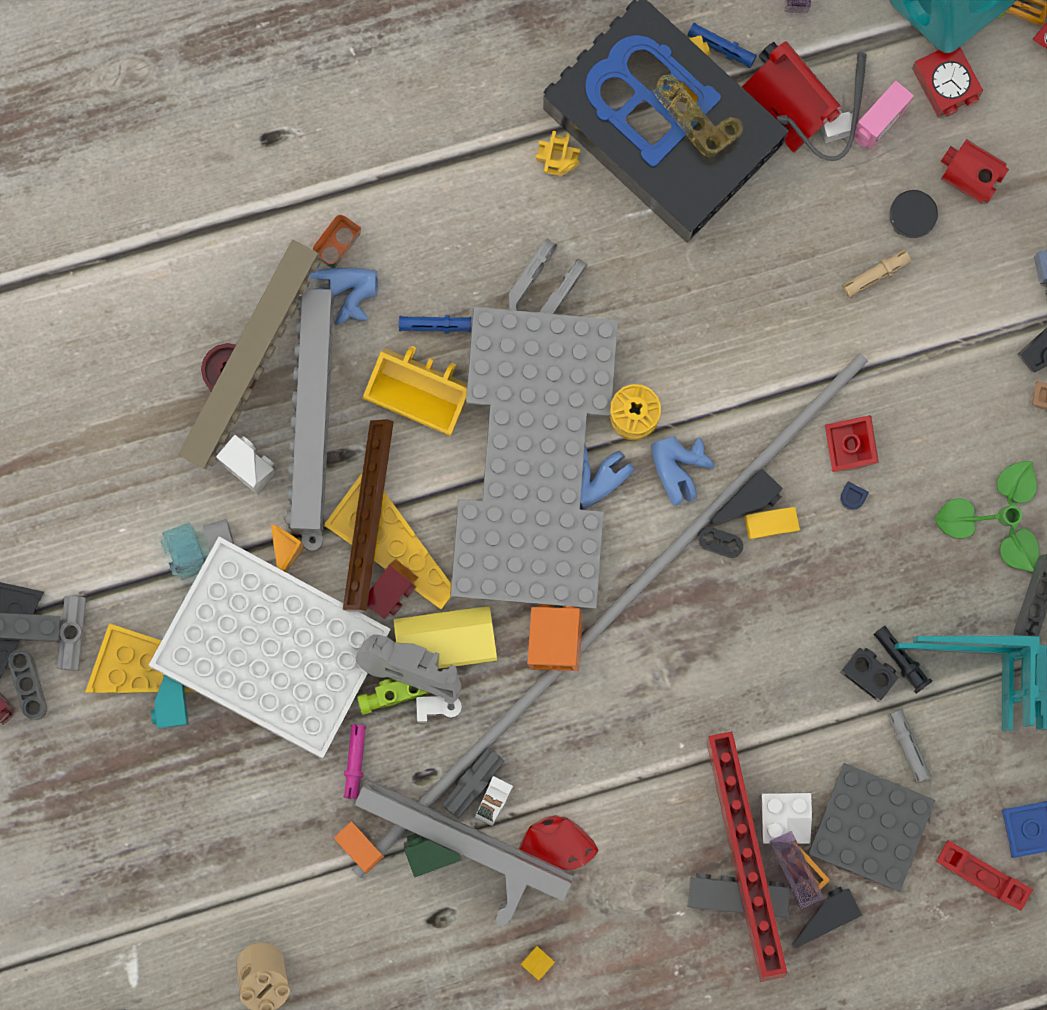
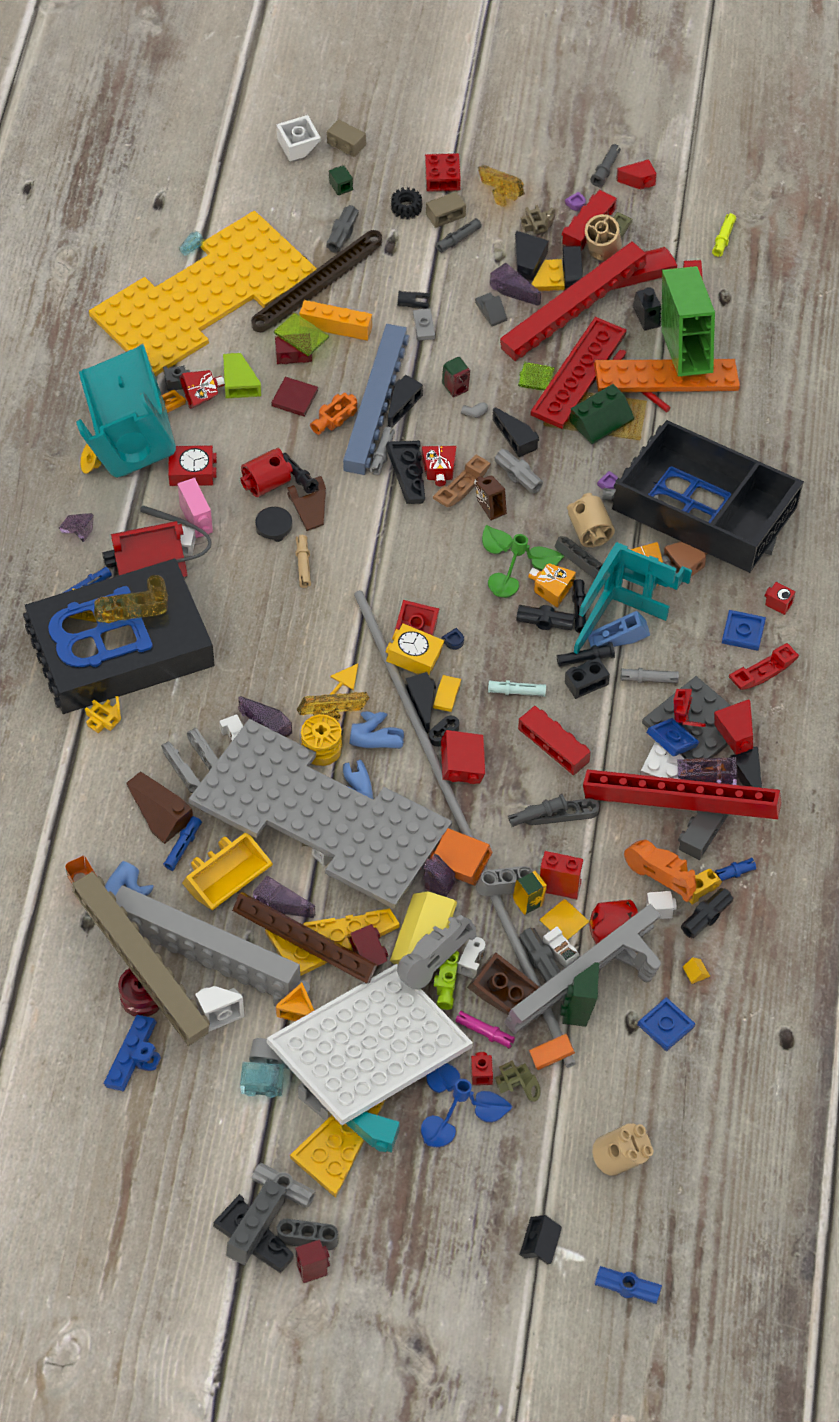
camera: 65 degrees left, 25 degrees down
(131, 932) = (541, 1238): none -> black panel
(155, 400) = (133, 1052): none -> blue plate
(262, 808) = (488, 1105): none -> blue plant
(295, 784) = (481, 1069): none -> red brick
(305, 833) = (515, 1076): none -> olive piece
(412, 458) = (283, 899): none -> clear purple slope
(413, 759) = (501, 984): none -> reddish brown slope
(455, 957) = (666, 1024): none -> blue tile
(469, 275) = (159, 806): none -> reddish brown wedge
(517, 625) = (438, 876): none -> clear purple slope
(536, 787) = (566, 918): none -> yellow sticker
(542, 736) = (525, 894): none -> piece
(556, 708) = (500, 880): none -> light grey beam
(578, 762) = (561, 874): none -> red panel
(600, 889) = (662, 903): none -> white brick
(608, 307) = (231, 726): none -> white leg
(615, 945) = (707, 913): none -> black piece
(637, 341) = (265, 715): none -> clear purple slope
(644, 873) = (661, 866): none -> orange piece
(649, 924) = (705, 882): none -> yellow leg
(663, 706) = (547, 808): none -> dark grey pin
(678, 721) = (563, 816): none -> dark grey beam
(679, 402) = (332, 704): none -> clear yellow plate
(688, 581) = (462, 757): none -> red brick
(689, 954) = (736, 869): none -> blue pin
(742, 397) = (345, 677): none -> yellow piece
(765, 673) = (554, 740): none -> red brick
(808, 459) = (414, 650): none -> yellow brick
(817, 600) = (516, 688): none -> light aqua pin
(825, 811) = (672, 737): none -> blue tile
(867, 805) = (682, 704): none -> red piece
(874, 880) = (736, 726): none -> red slope
(932, 589) = (545, 617): none -> black piece
(952, 685) = (621, 631): none -> medium blue slope
(961, 244) = (311, 506): none -> reddish brown flag
(978, 617) = (578, 597): none -> black pin
(985, 576) = (552, 583): none -> light orange torso
(993, 215) = (302, 477): none -> black pin

